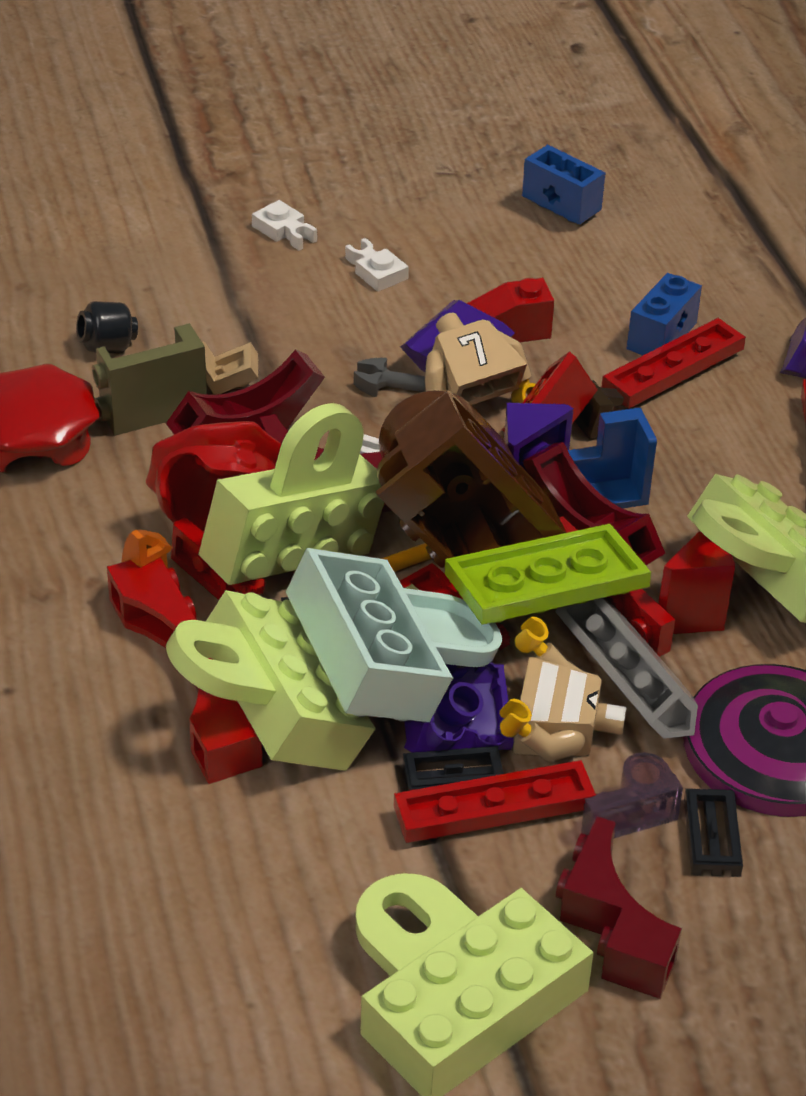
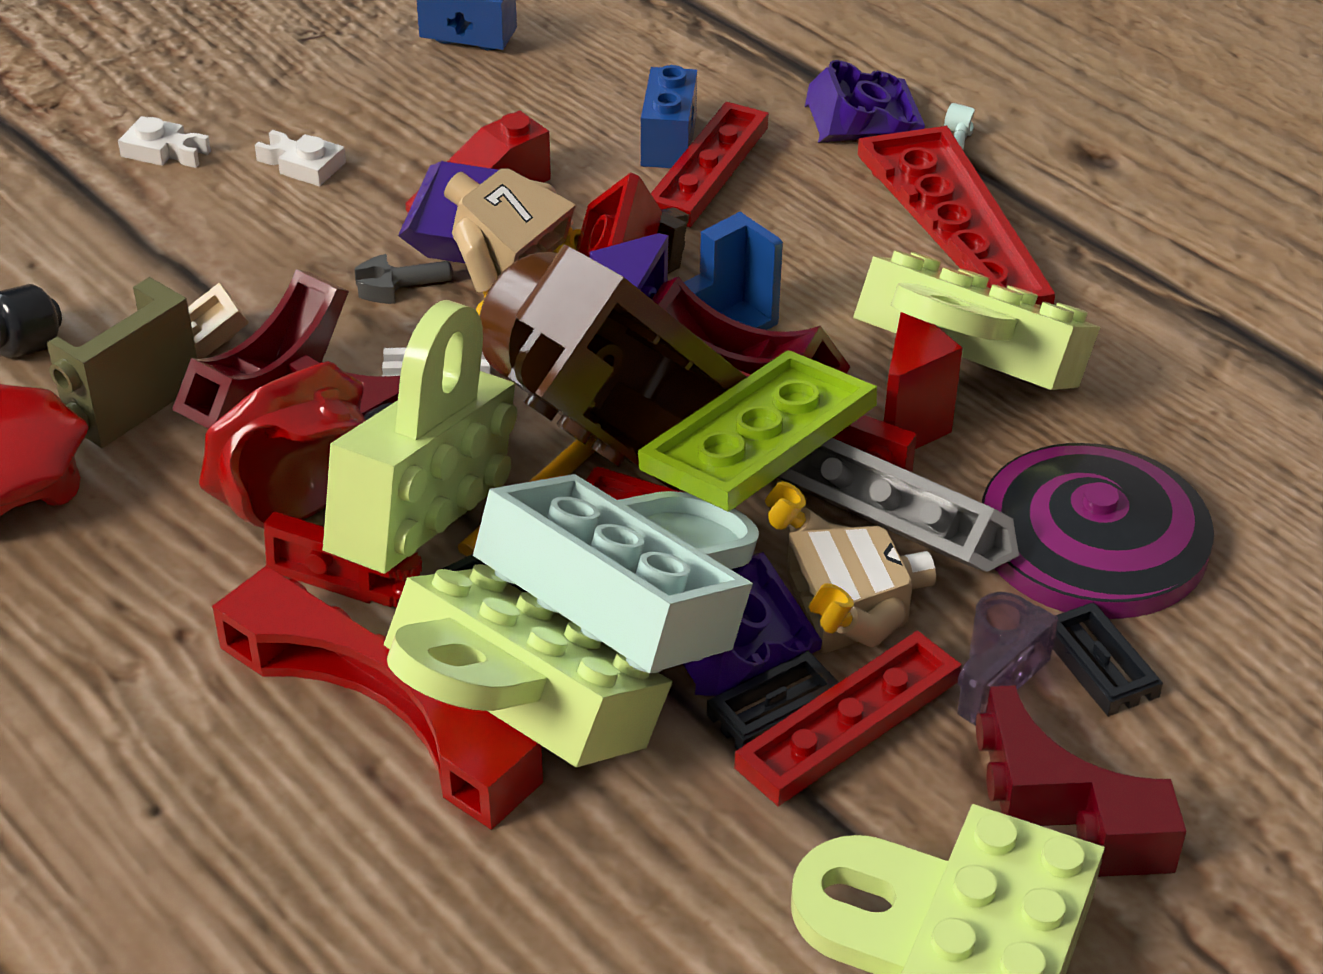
camera: 25 degrees left, 0 degrees up
(145, 547) = (249, 567): orange slope -> none

